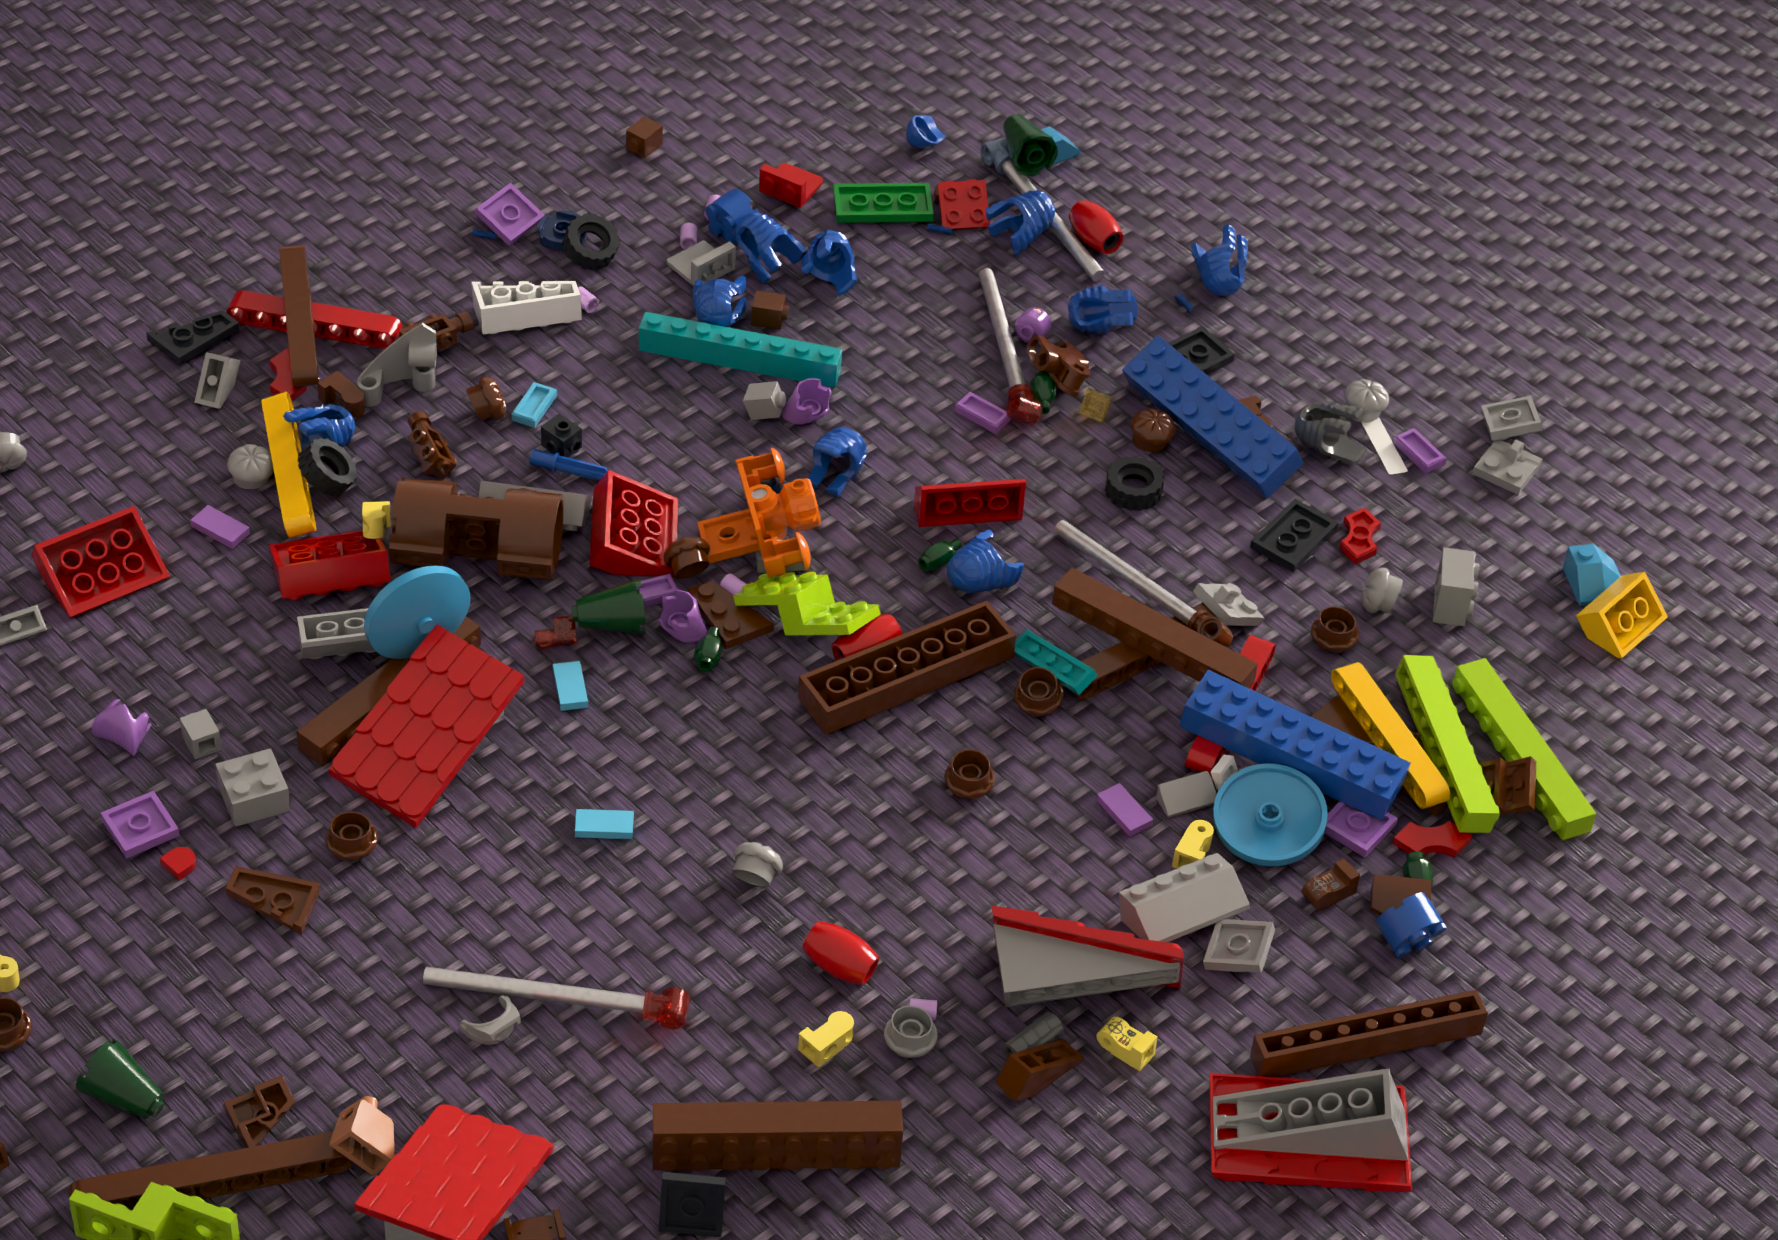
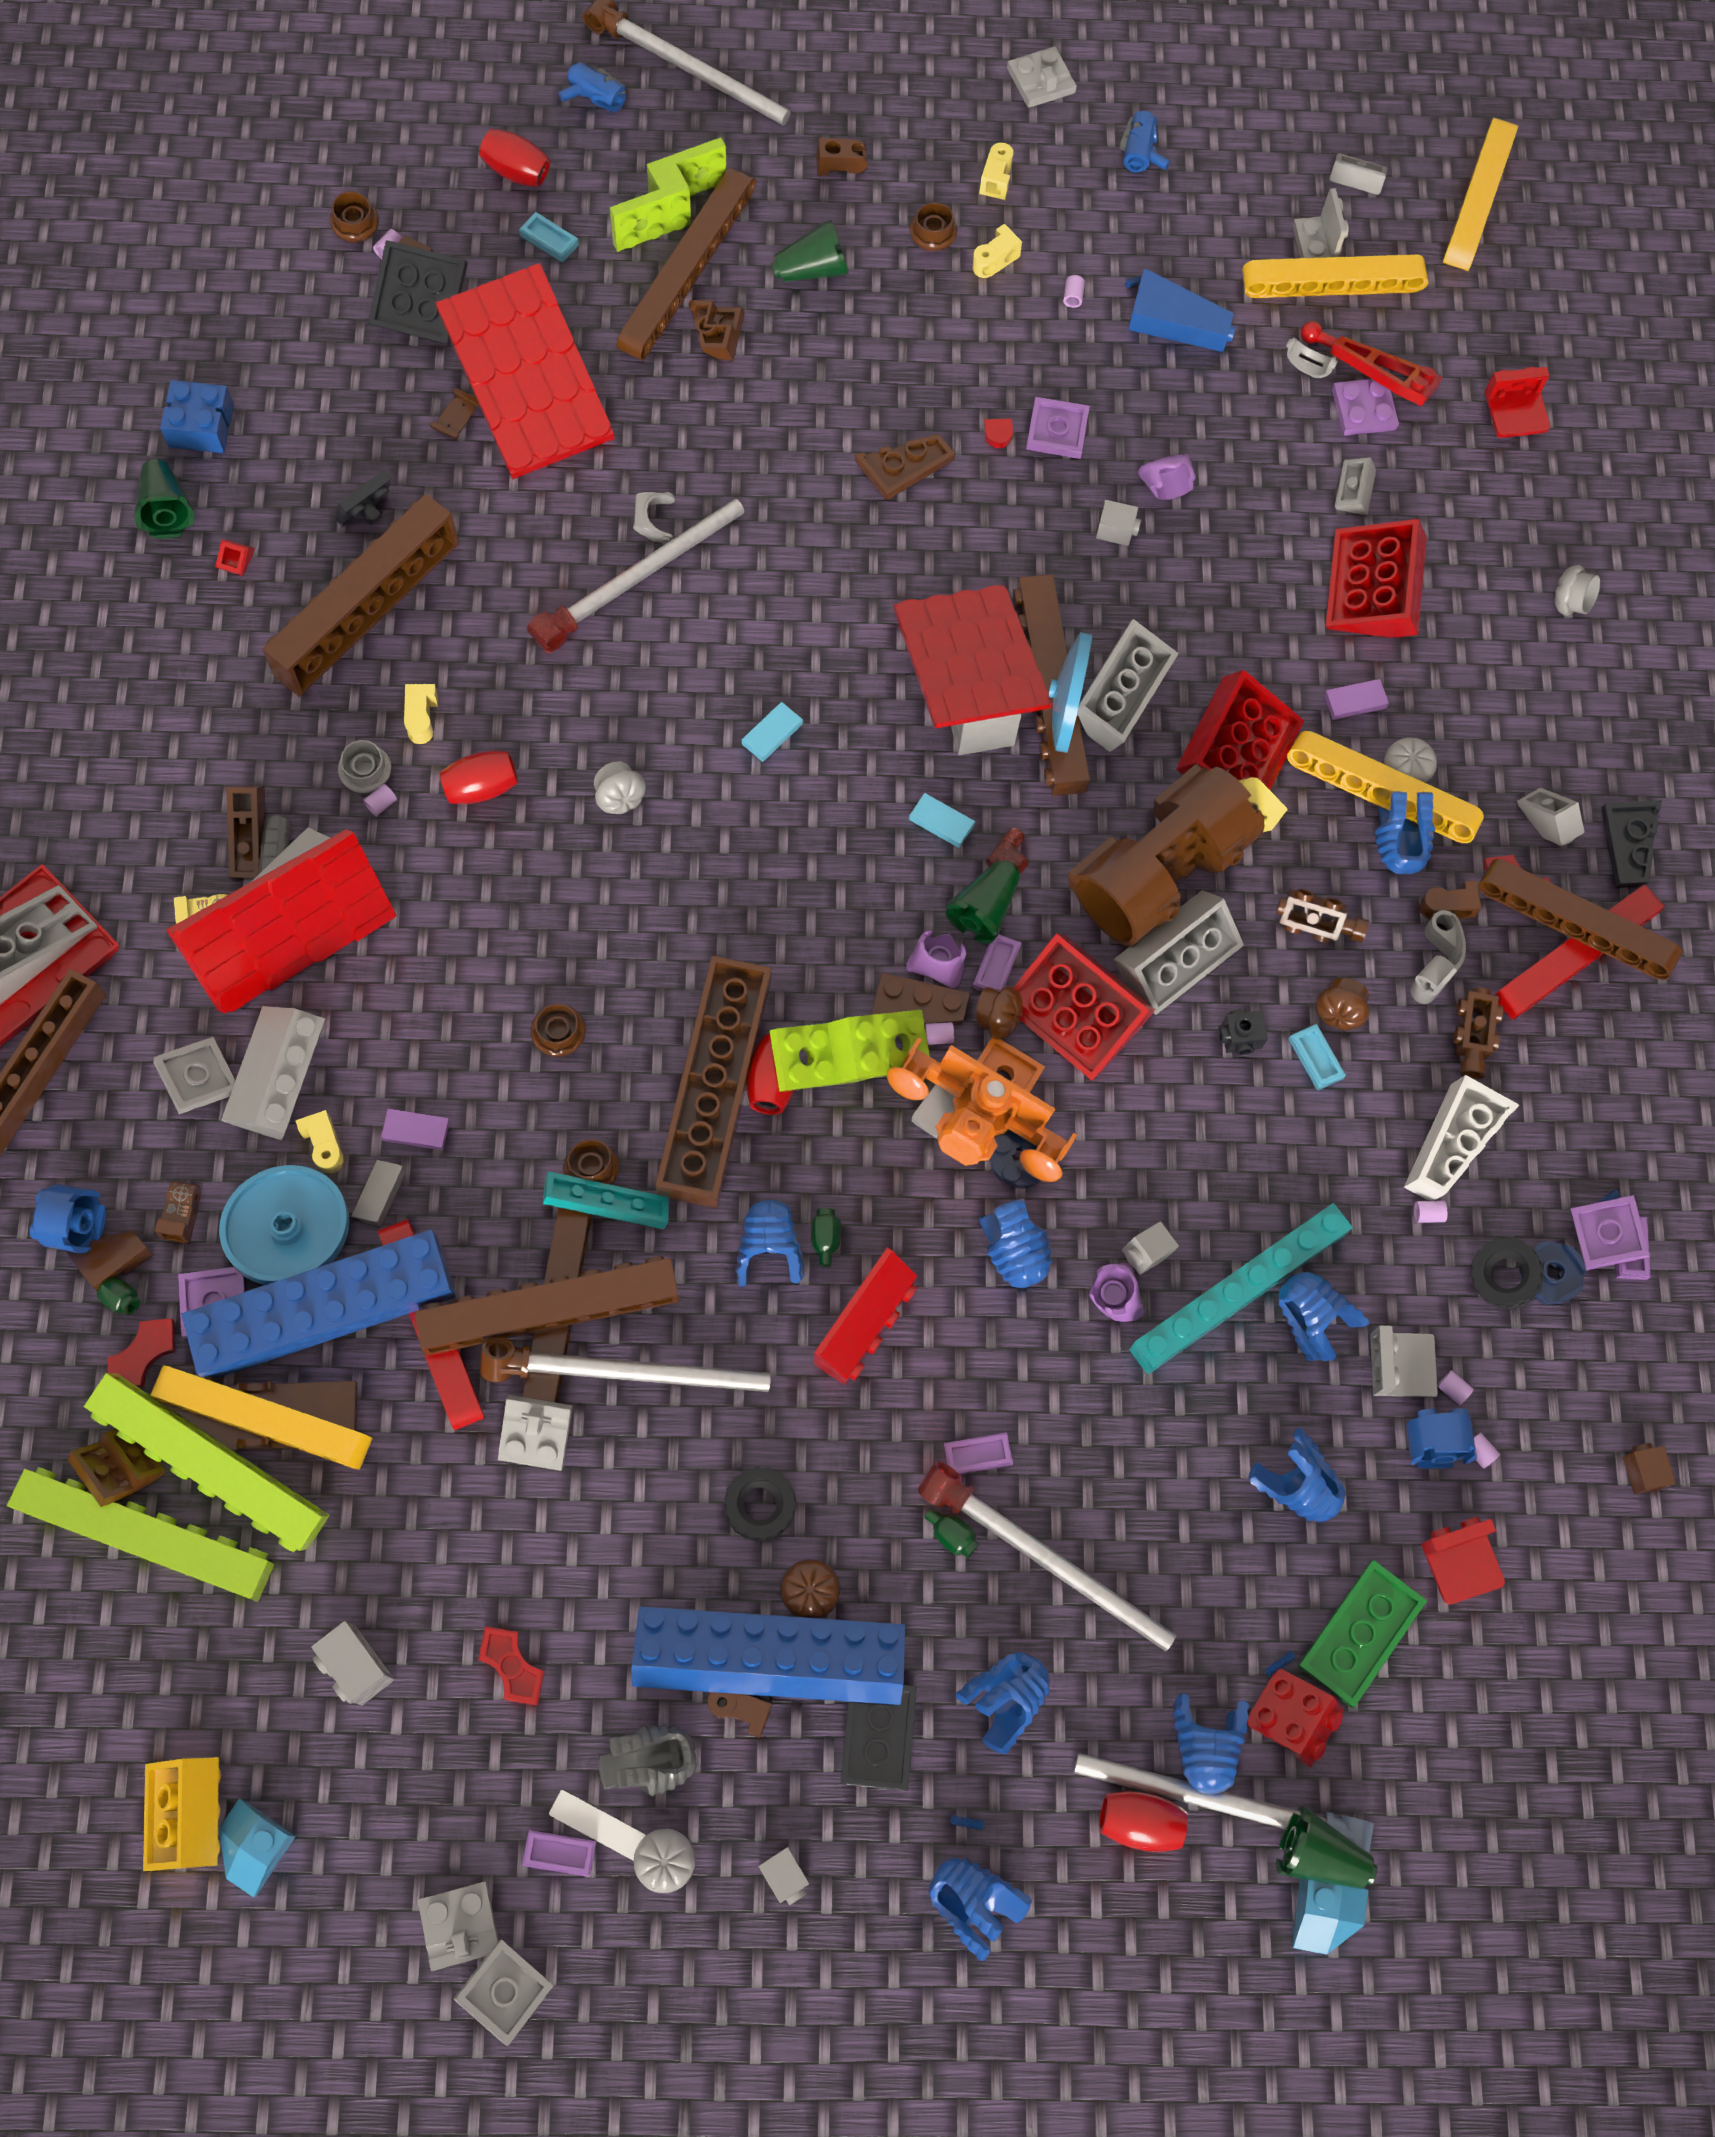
camera: 130 degrees right, 25 degrees up
(252, 787) = (1025, 516): light grey brick -> none
(336, 458) = (1352, 785): black tyre -> none
(351, 836) = (914, 545): reddish brown piece -> none
(365, 1135) = (624, 356): nougat torso -> none
(567, 465) = (1207, 1018): blue axle -> none
(708, 650) = (882, 949): dark green plant -> none
(763, 237) = (1381, 1432): blue hair -> none
(769, 310) = (1279, 1367): reddish brown brick -> none
(923, 132) = (1440, 1786): blue cap -> none
(1032, 322) = (1051, 1611): medium lavender head -> none
(1062, 362) = (963, 1574): reddish brown piece -> none
(1095, 405) = (890, 1566): clear yellow tile -> none
(1223, 770) = (364, 1236): white plate -> none
(1294, 535) = (564, 1593): black plate -> none
(1307, 350) = (784, 1877): none -> light grey brick
(1335, 630) = (418, 1502): reddish brown piece -> none
(1380, 591) = (417, 1592): light grey piece -> none

